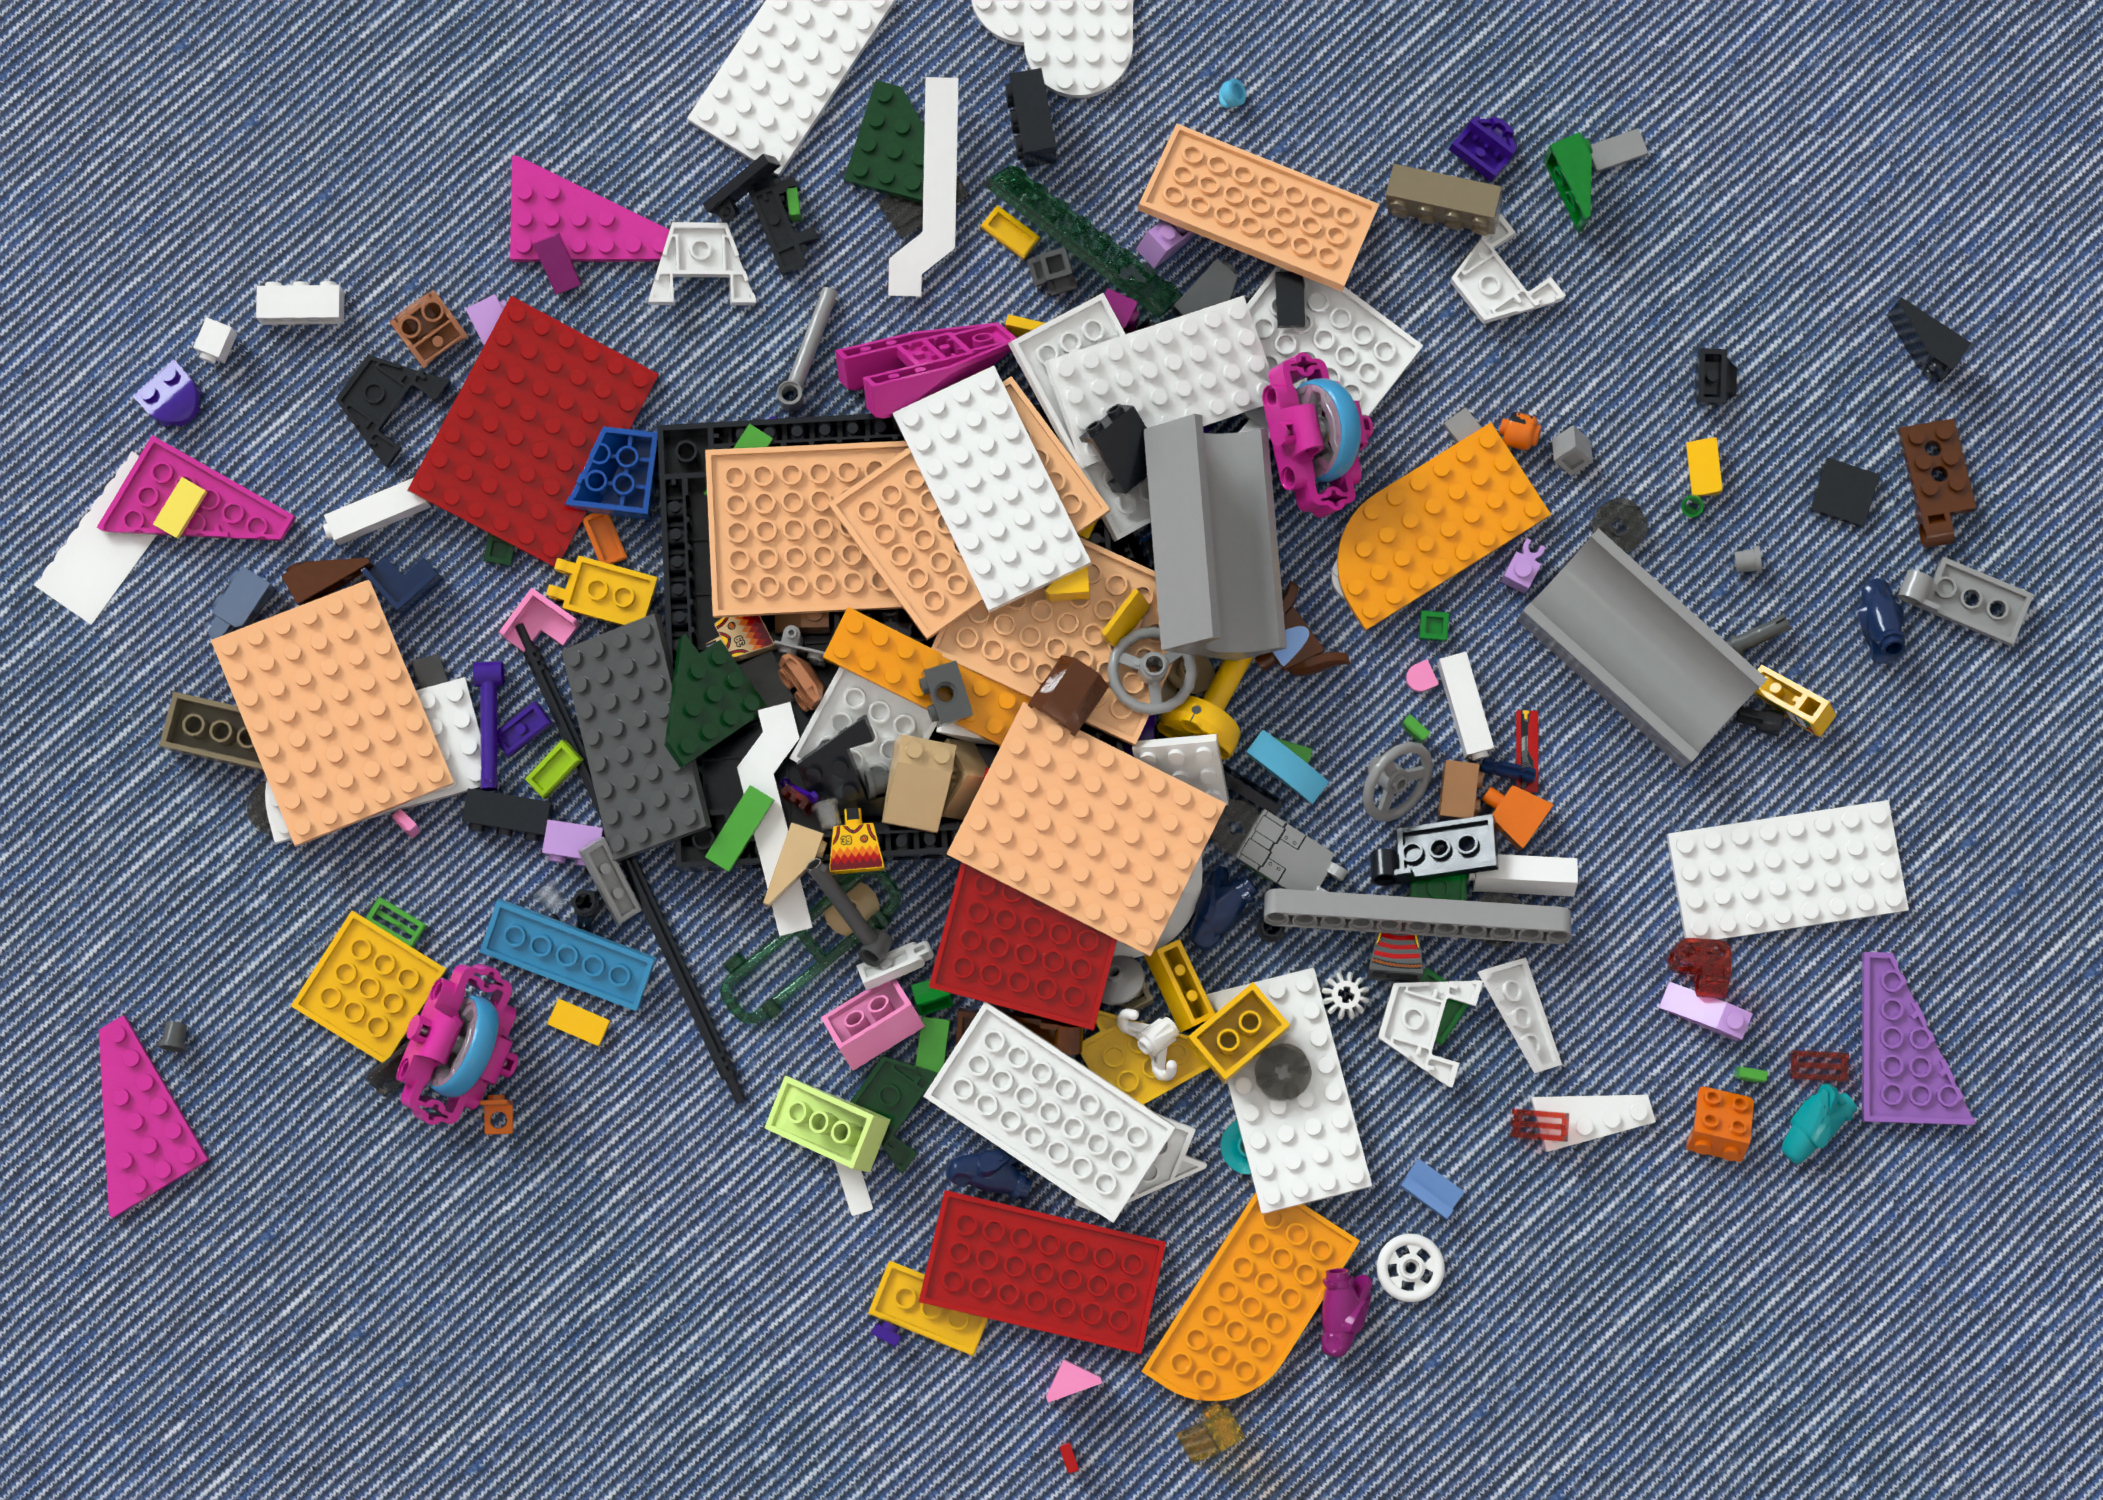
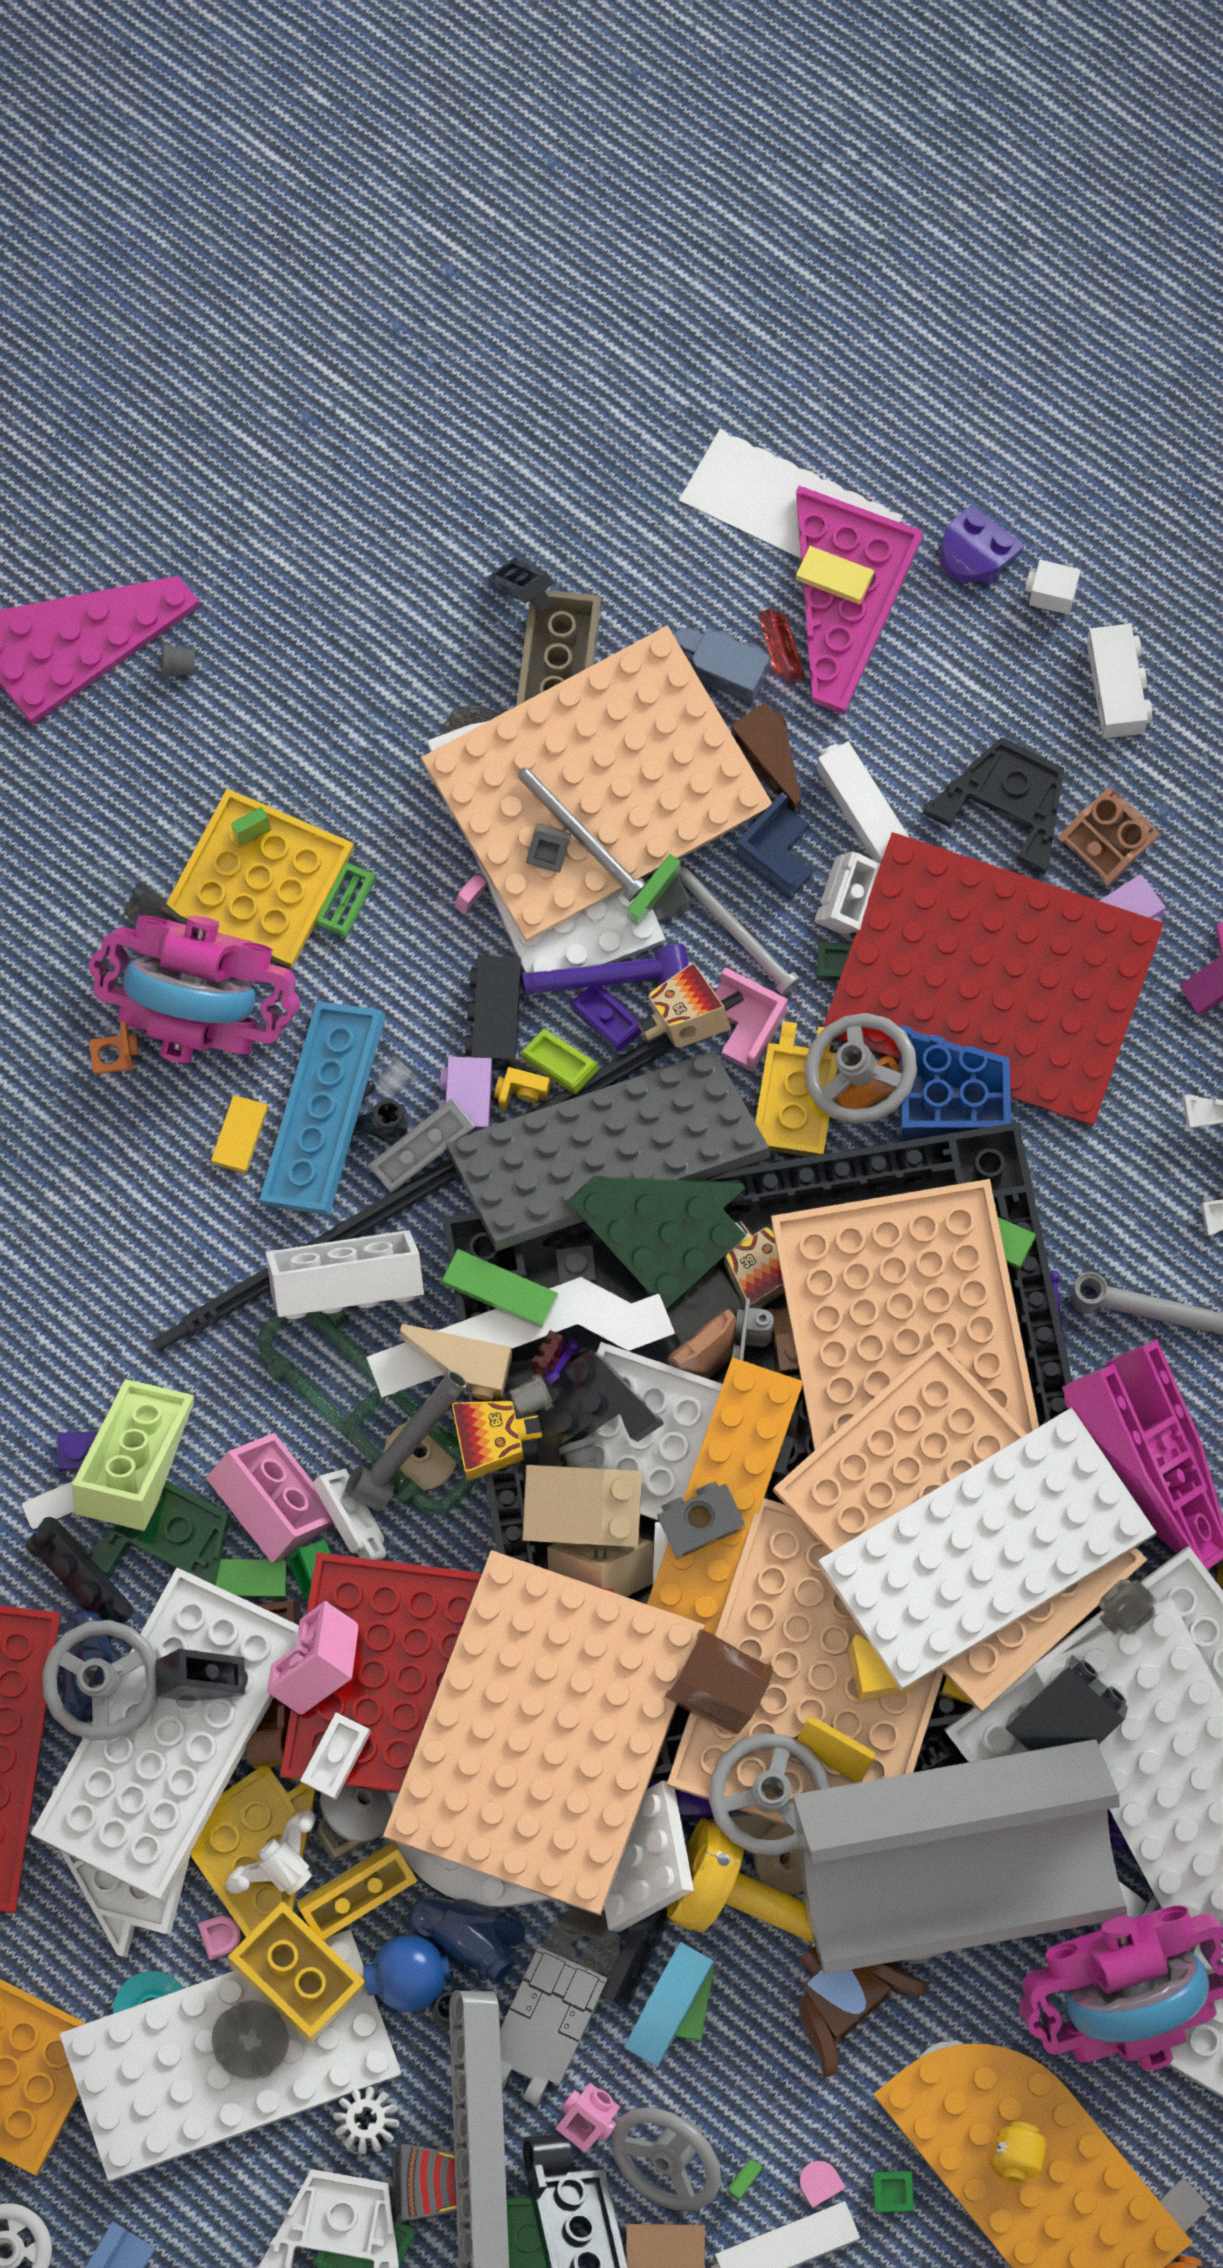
camera: 85 degrees right, 10 degrees down
(152, 752) = (523, 583): none -> black hinge
(232, 558) = (781, 645): none -> clear red tile
(329, 988) = (250, 826): none -> bright green tile
(376, 727) = (574, 826): none -> flat silver bar
(383, 754) = (548, 847): none -> dark grey slope
(427, 678) = (654, 889): none -> bright green tile
(448, 532) = (847, 893): none -> white brick
(465, 621) = (786, 981): none -> light grey bar
(528, 666) = (685, 1009): none -> torso
(572, 795) = (526, 1085): none -> yellow bracket
(583, 539) = (859, 1068): none -> light grey piece
(708, 948) = (344, 1274): none -> white brick
(722, 773) = (576, 1263): none -> dark grey plate
(817, 1169) = (73, 1449): none -> dark purple plate
(915, 1173) = (78, 1572): none -> black plate
(984, 1188) = (86, 1676): none -> light grey piece
(1013, 1083) = (199, 1675): none -> black slope
(1014, 988) = (318, 1662): none -> bright pink panel
(1050, 392) = (1127, 1607): none -> clear smoke head
(1086, 985) = (335, 1756): none -> white plate
(1198, 1091) = (220, 1936): none -> bright pink tile
(1243, 954) = (407, 1973): none -> blue brick
(1361, 834) = (588, 2117): none -> bright pink brick
(1420, 530) = (1019, 2152): none -> yellow head

